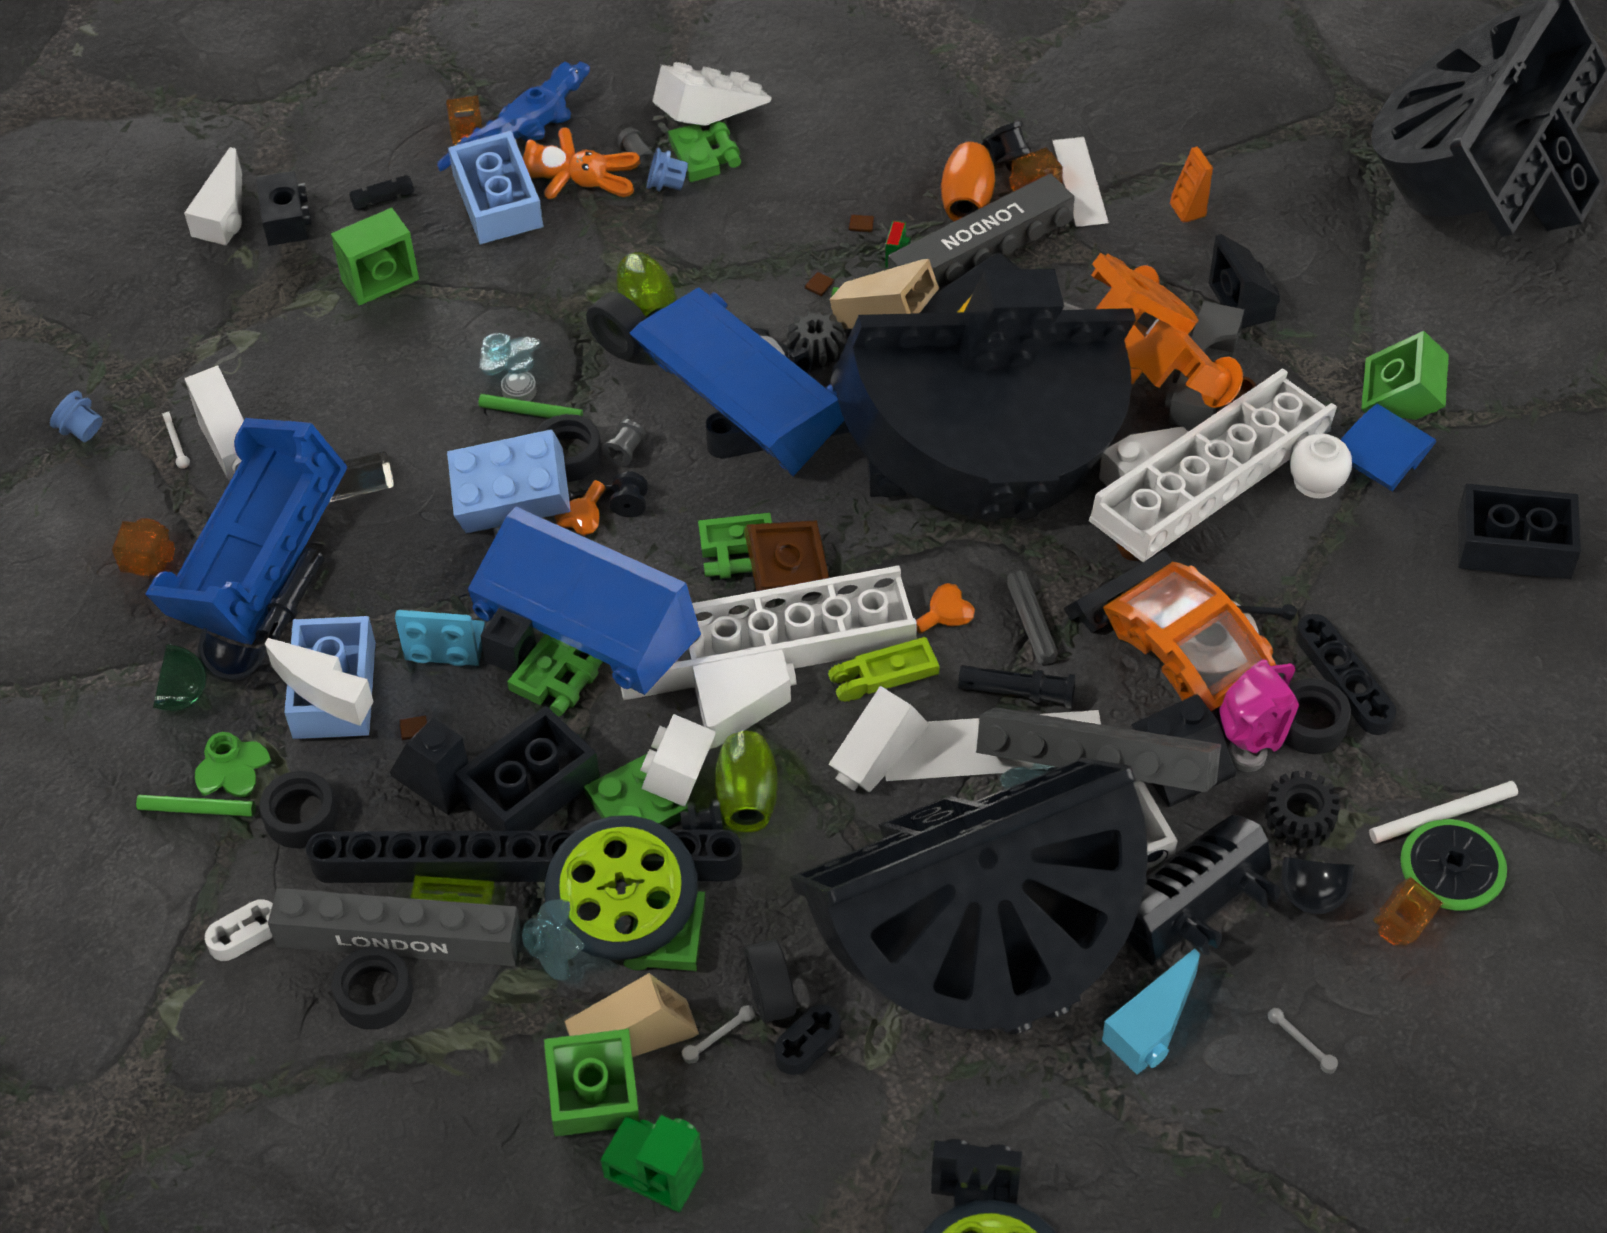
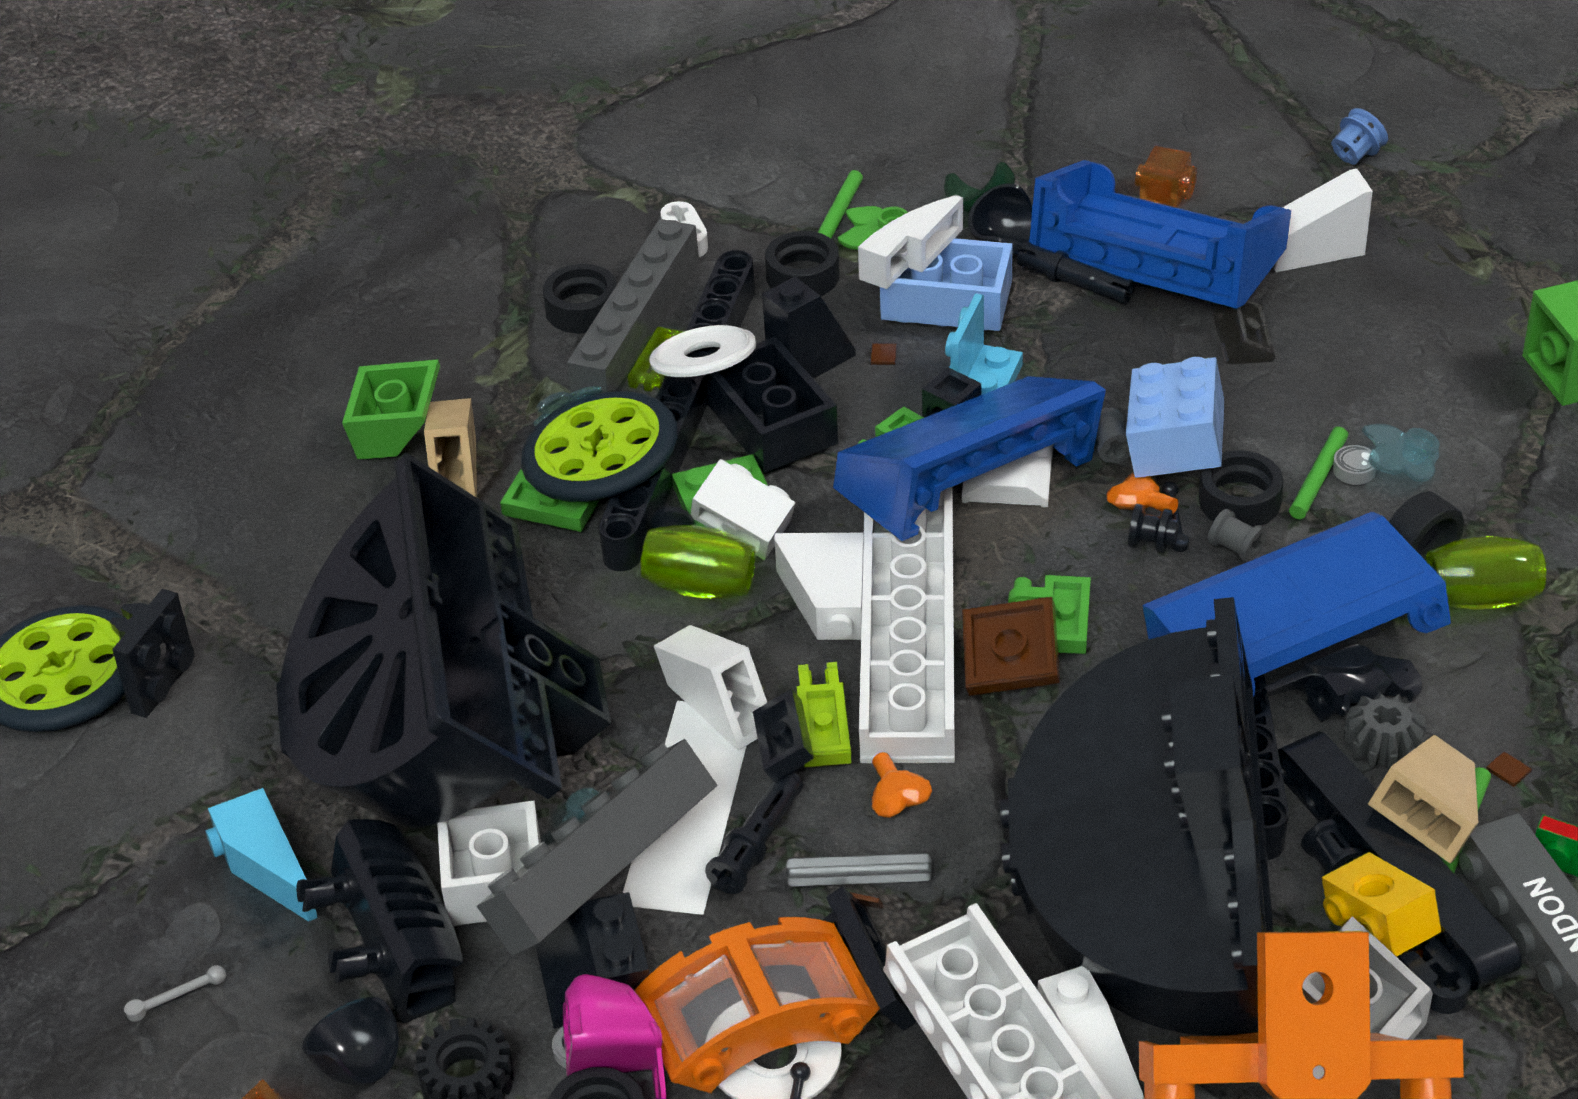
camera: 105 degrees right, 10 degrees down
(511, 843) = (733, 342): none -> white piece
(655, 1159) = (295, 445): green brick -> none
(932, 673) = (783, 735): none -> black plate
(1060, 607) = (869, 901): none -> reddish brown window

